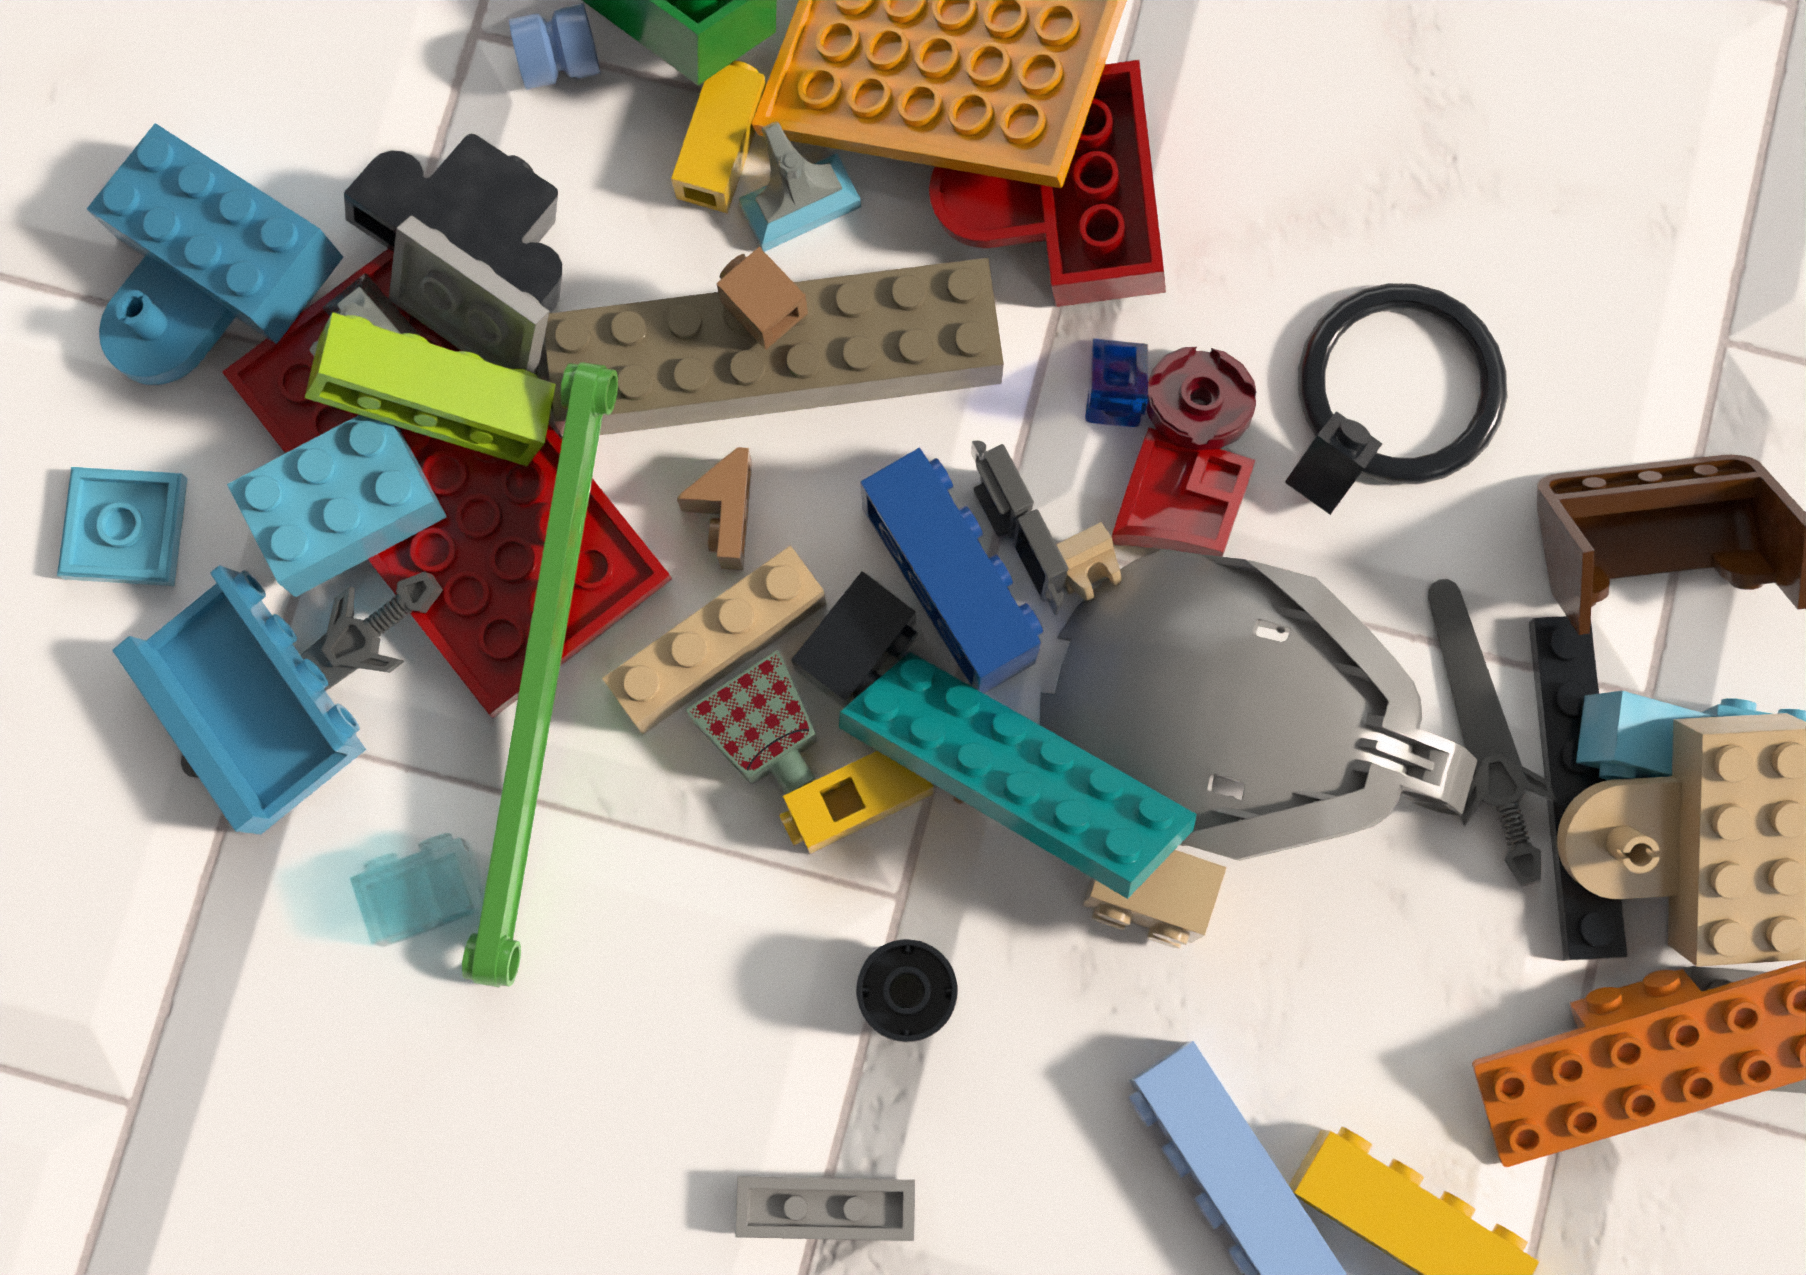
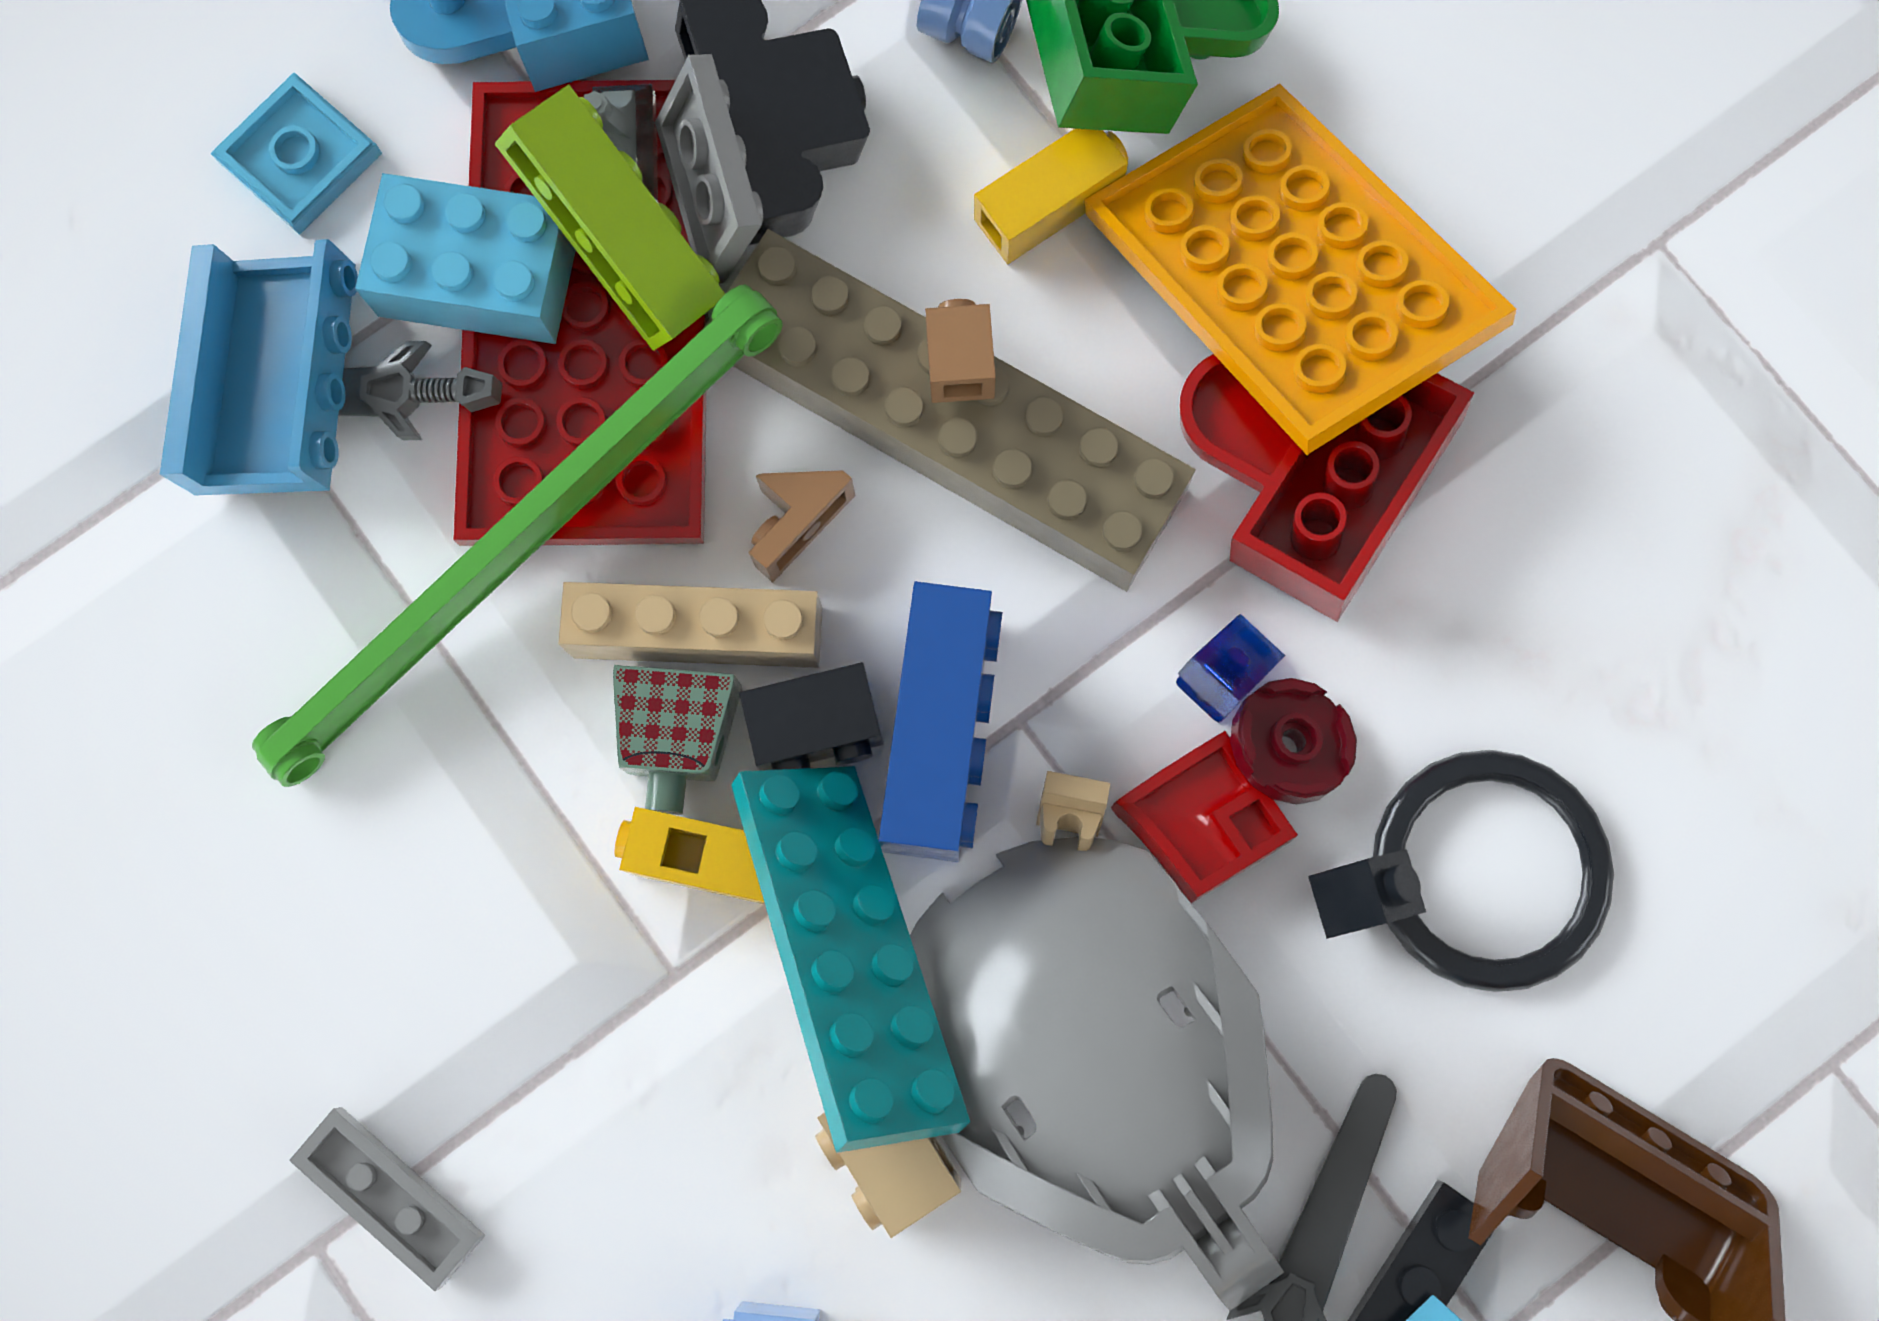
camera: 40 degrees right, 0 degrees up
(419, 890) = (273, 644): clear light blue brick -> none
(798, 193) = (1078, 289): piece -> none
(884, 967) = (564, 1075): black piece -> none
(1010, 513) = (1037, 714): dark grey piece -> none

